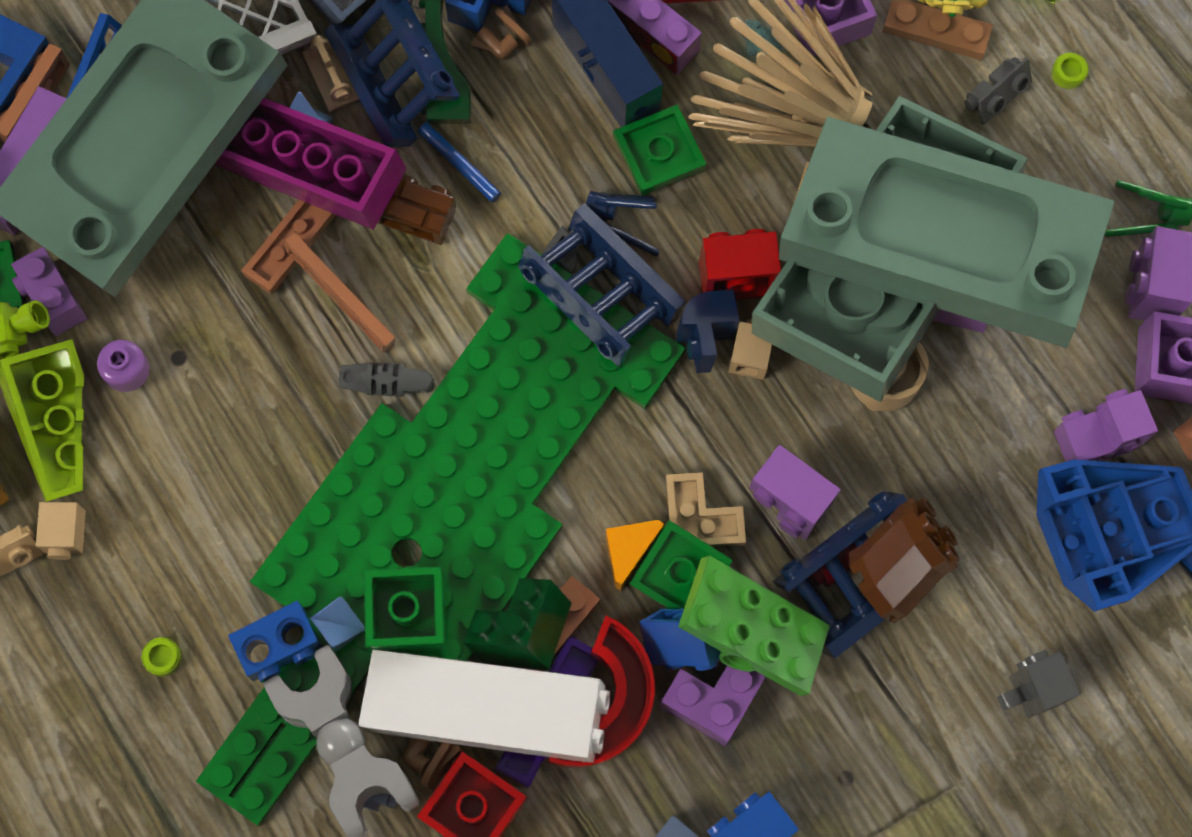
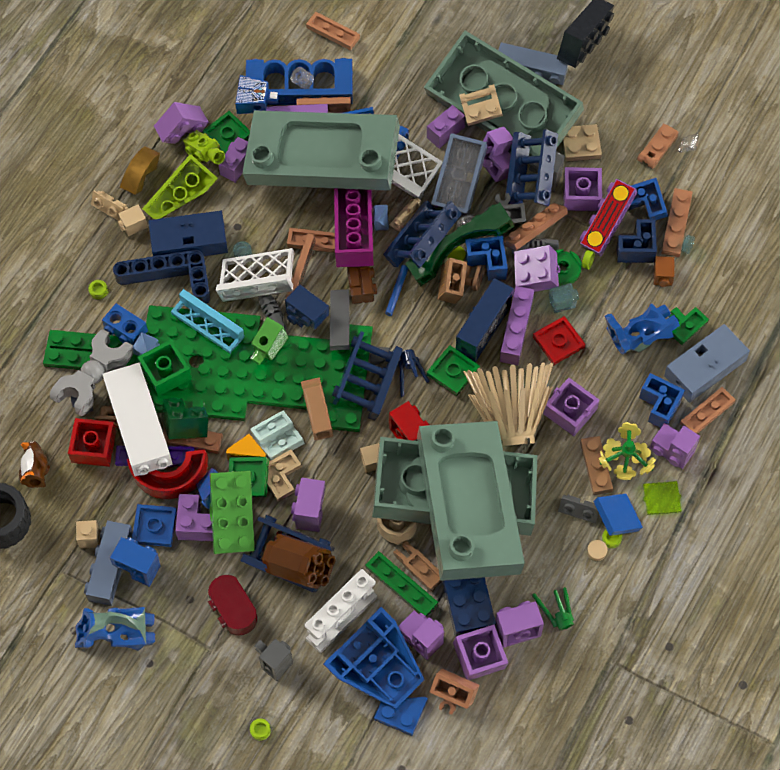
camera: 65 degrees right, 10 degrees down
(123, 365) = (218, 201): medium lavender head -> none
(154, 448) = (188, 233): none -> dark blue brick
(201, 512) = (168, 270): none -> dark blue beam
(234, 371) = (242, 249): none -> clear light blue tile
(332, 375) = (256, 286): none -> white fence
(344, 482) = (212, 316): none -> medium azure fence
(425, 315) = (305, 308): none -> dark blue brick
(449, 395) = (268, 341): none -> bright green torso
(454, 37) = (459, 254): none -> lime tile
(470, 276) = (339, 319): none -> dark grey tile
(501, 64) = (452, 280): none -> medium nougat brick
(620, 393) = (317, 409): none -> medium nougat piece
(623, 486) = (277, 435): none -> light aqua slope
(681, 774) = (154, 525): none -> blue tile
(706, 319) = (374, 427): dark blue brick -> none
(901, 711) = (232, 605): none -> dark red brick
(980, 377) = (419, 566): none -> medium nougat hinge
(996, 421) = (401, 584): none -> green plate
(1013, 537) = (340, 611): none -> white fence
(1045, 38) = (618, 514): none -> blue tile
(1081, 102) = (597, 550): none -> tan tile
(1102, 345) = (468, 604): none -> dark blue brick
(1137, 771) = (260, 729): none -> lime tile

